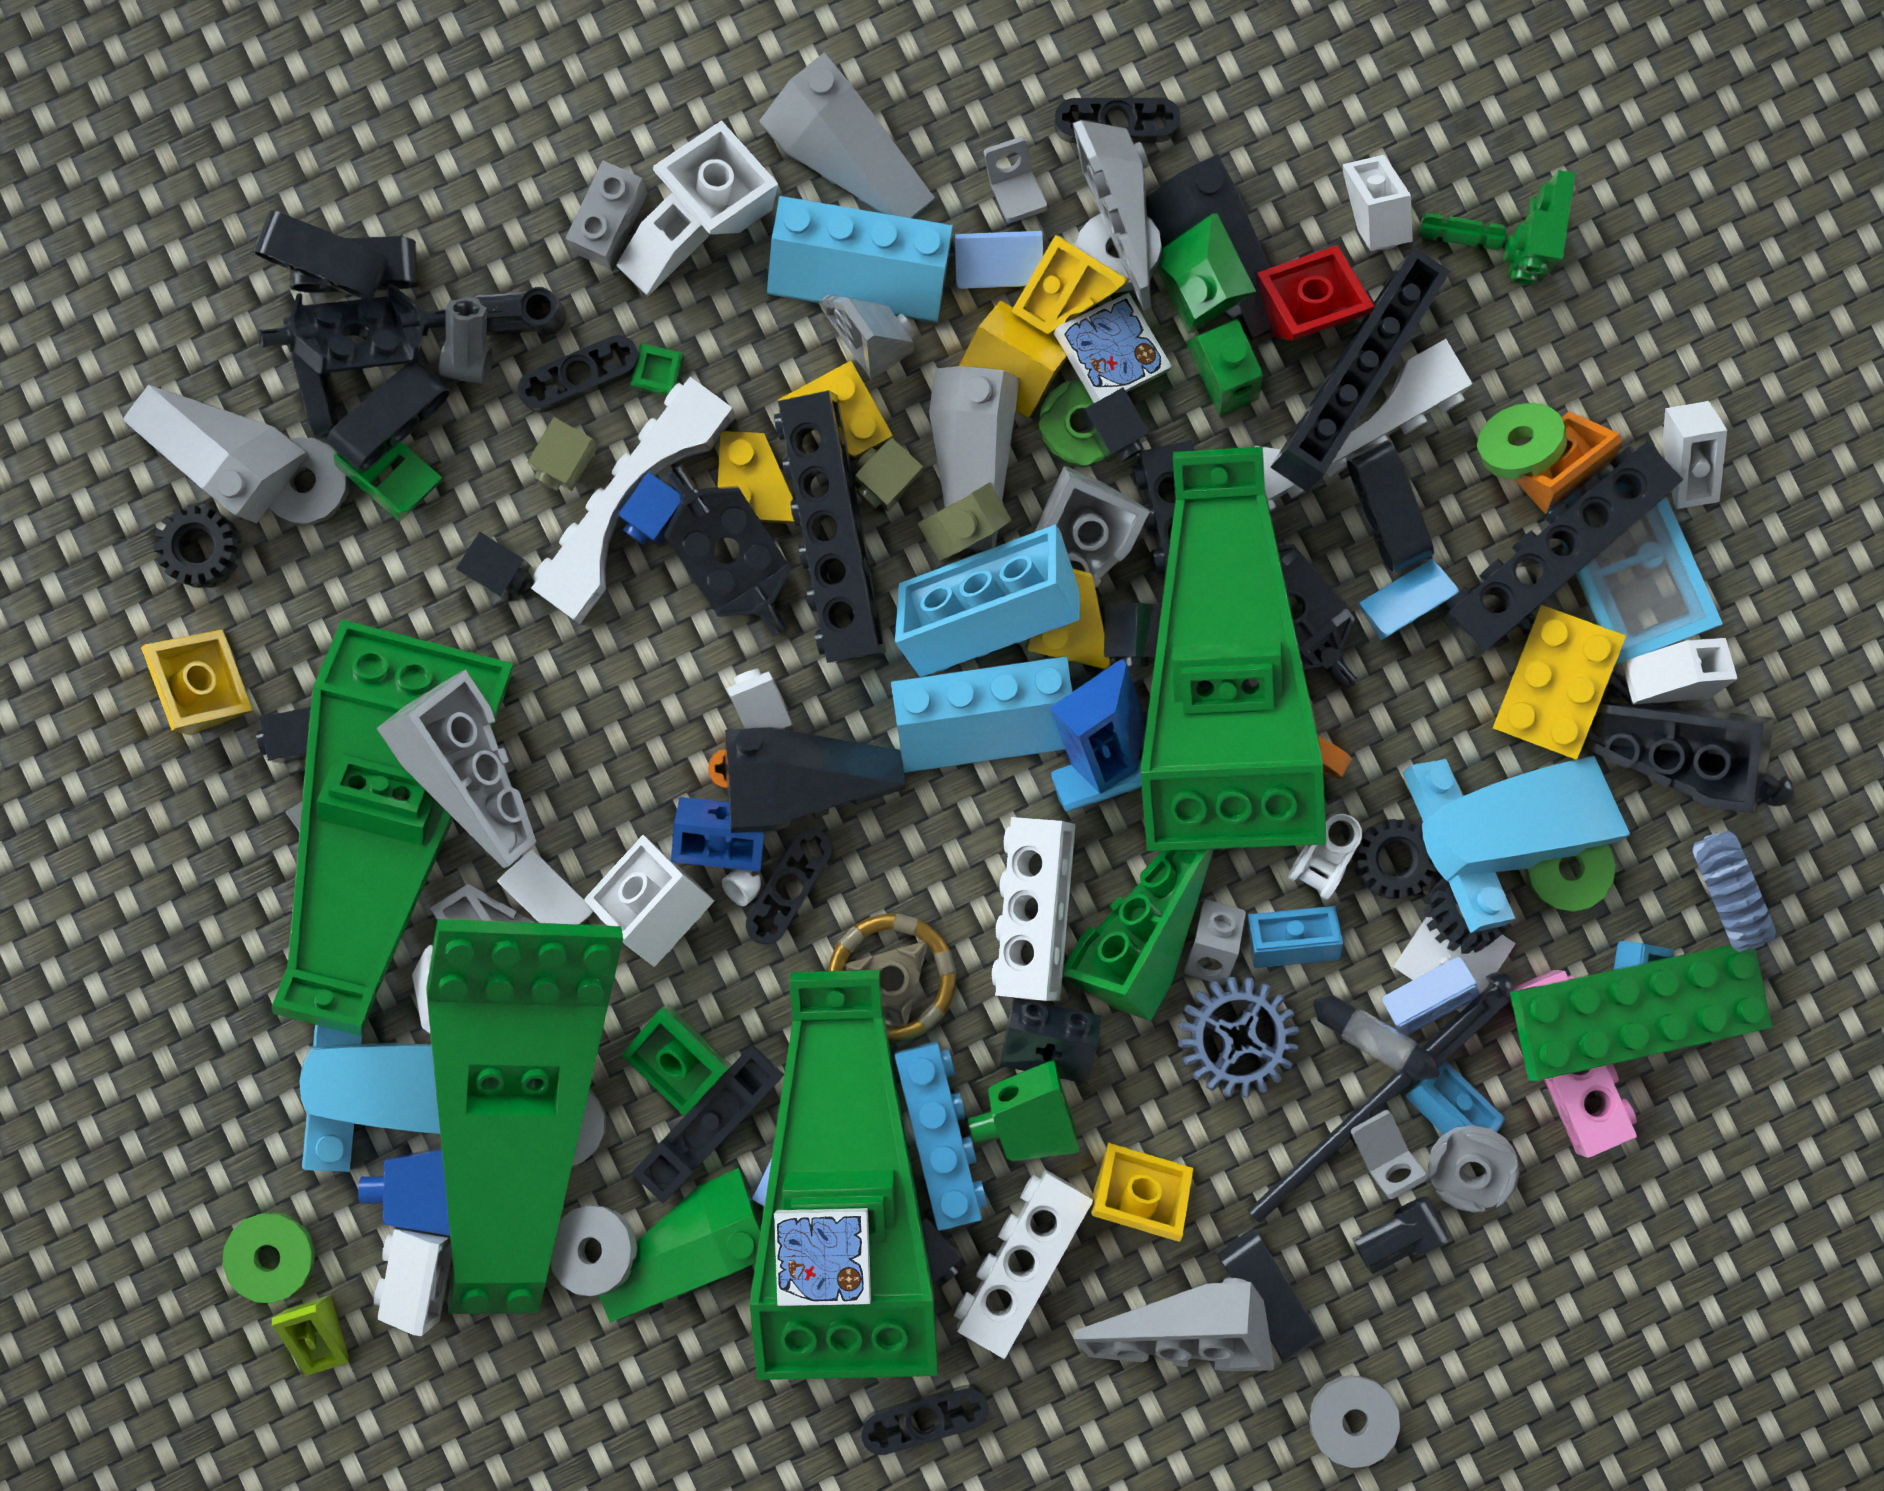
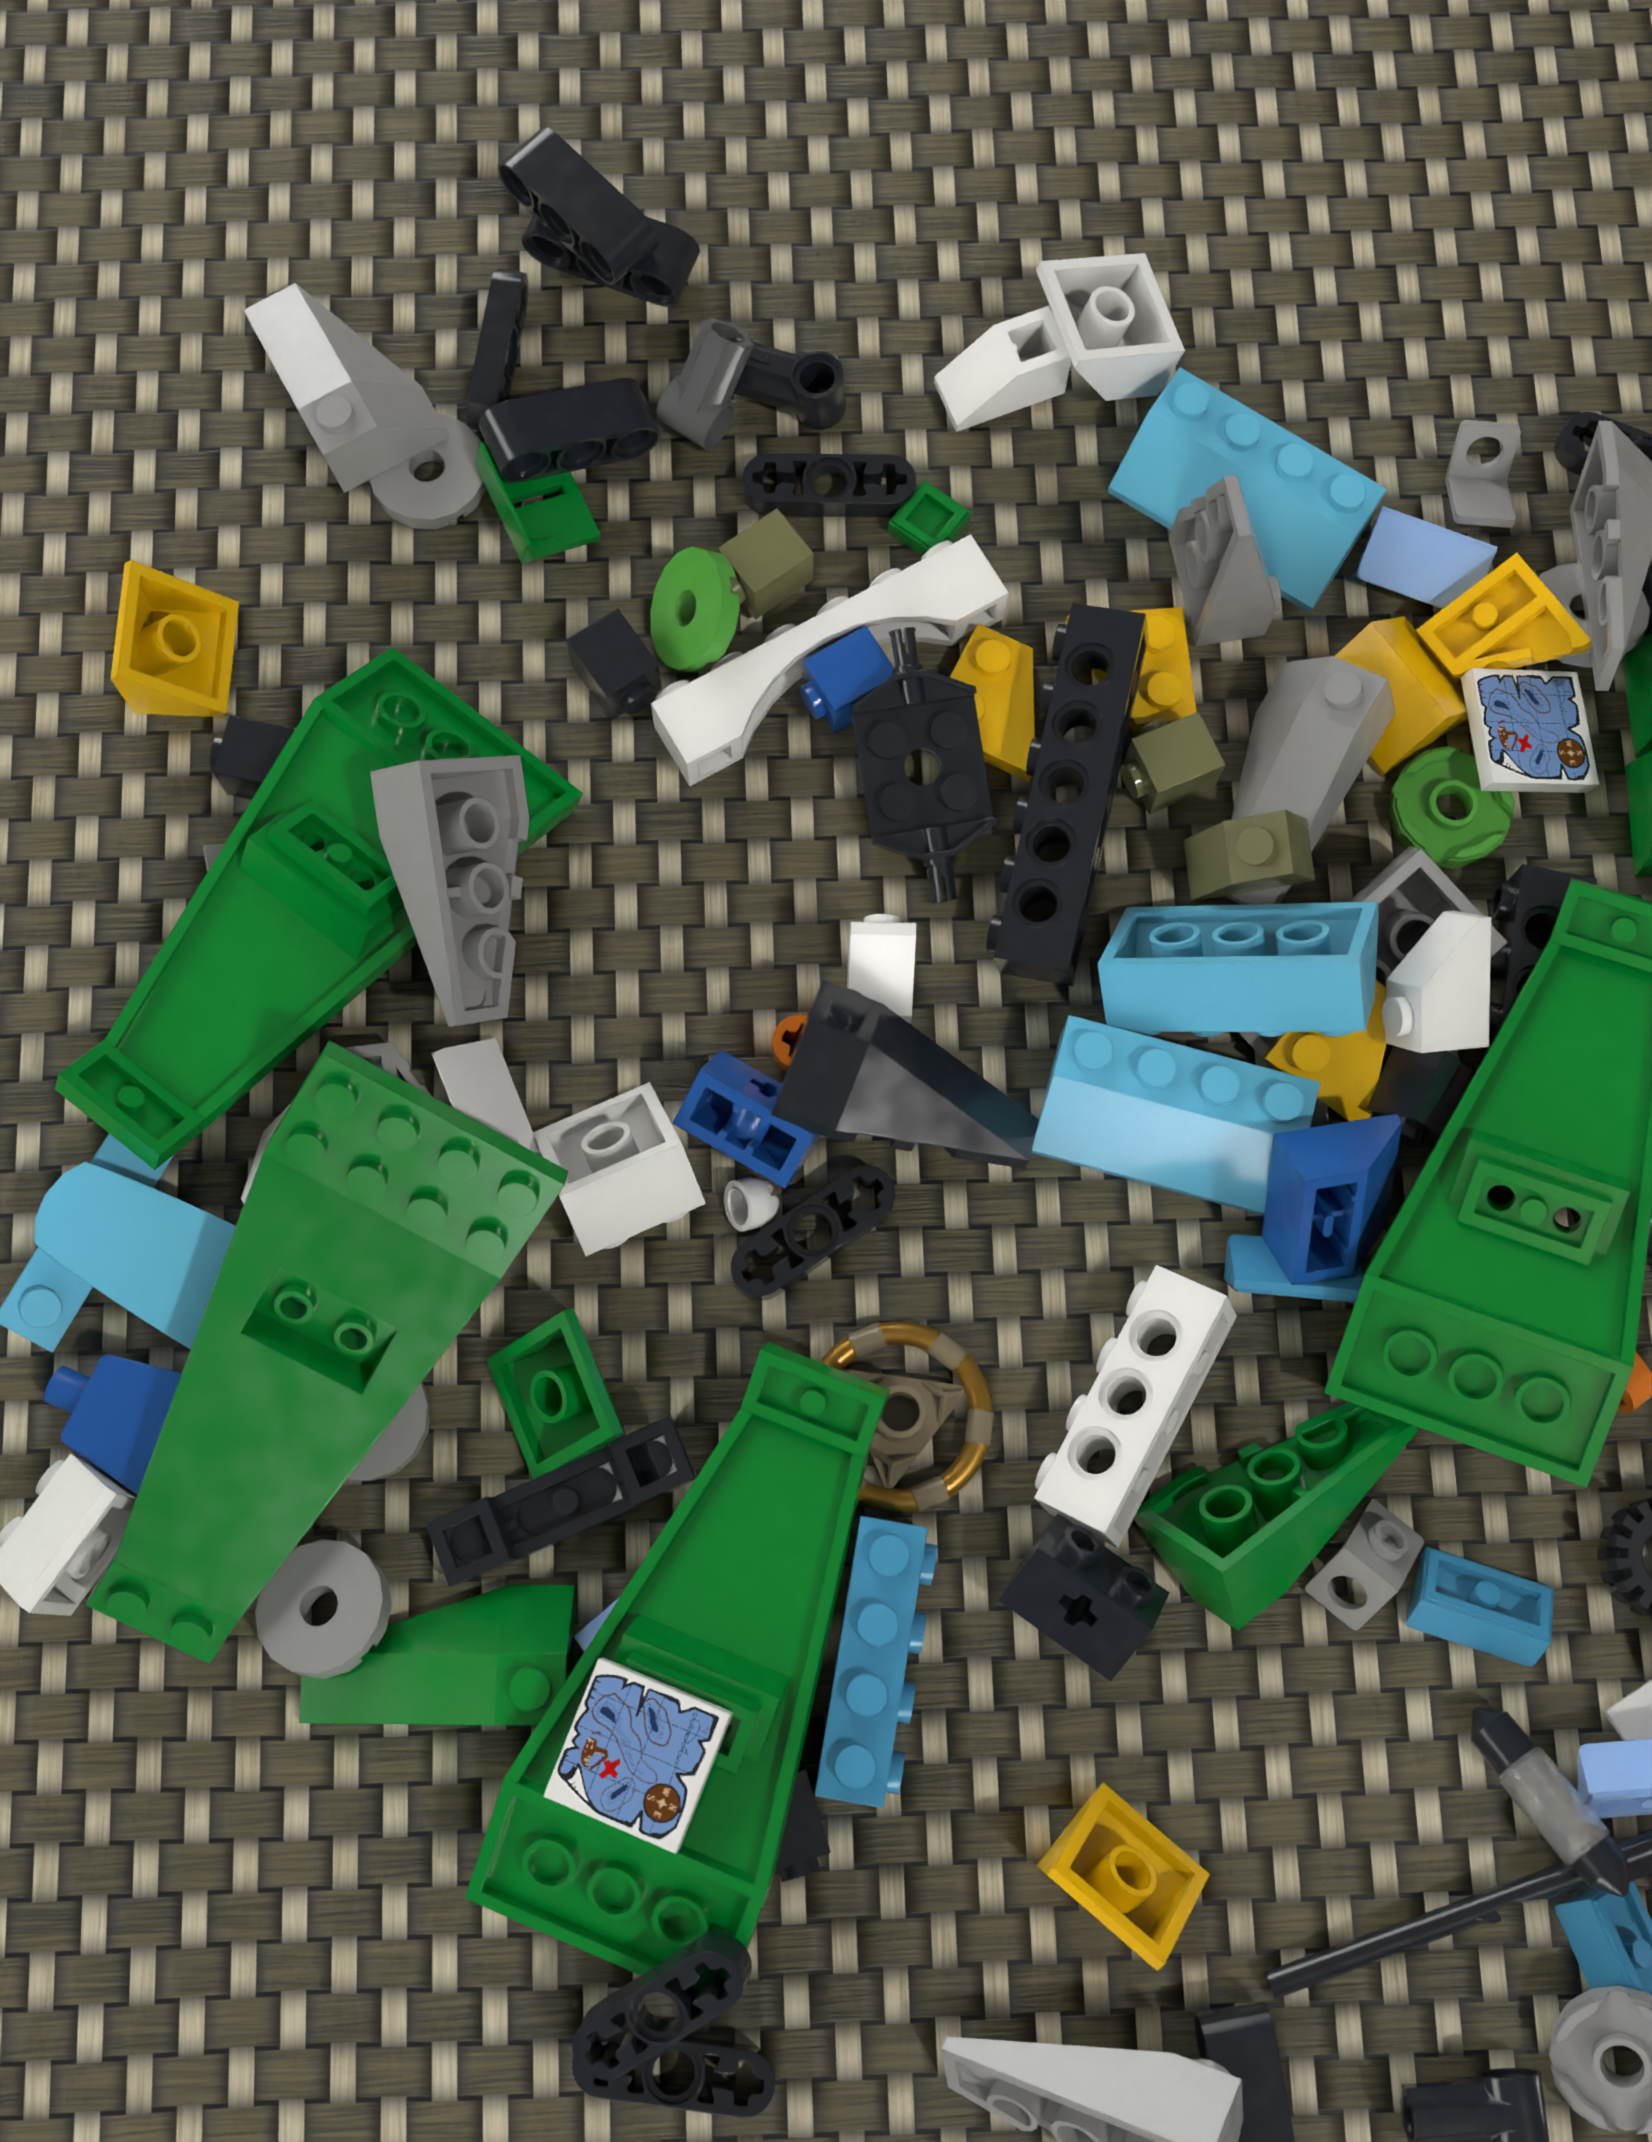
camera: 25 degrees right, 10 degrees down
(171, 546) = (253, 459): black tyre -> none
(388, 324) = (573, 314): black plate -> none
(529, 509) = (688, 582): none -> bright green tile
(607, 215) = (949, 311): light grey brick -> none
(835, 133) = (1280, 338): light grey wedge -> none
(900, 1407) = (675, 1979): none -> black beam
(1000, 1328) = (841, 1984): white brick -> none
(1028, 1116) = (1010, 1689): green torso -> none
(1116, 426) = (1501, 820): black brick -> none
(1118, 564) = (1442, 988): none -> white slope
(1249, 1019) = (1394, 1675): sand blue gear -> none
(1327, 858) = (1566, 1519): white piece -> none
(1386, 1152) = (1500, 1978): light grey bracket -> none

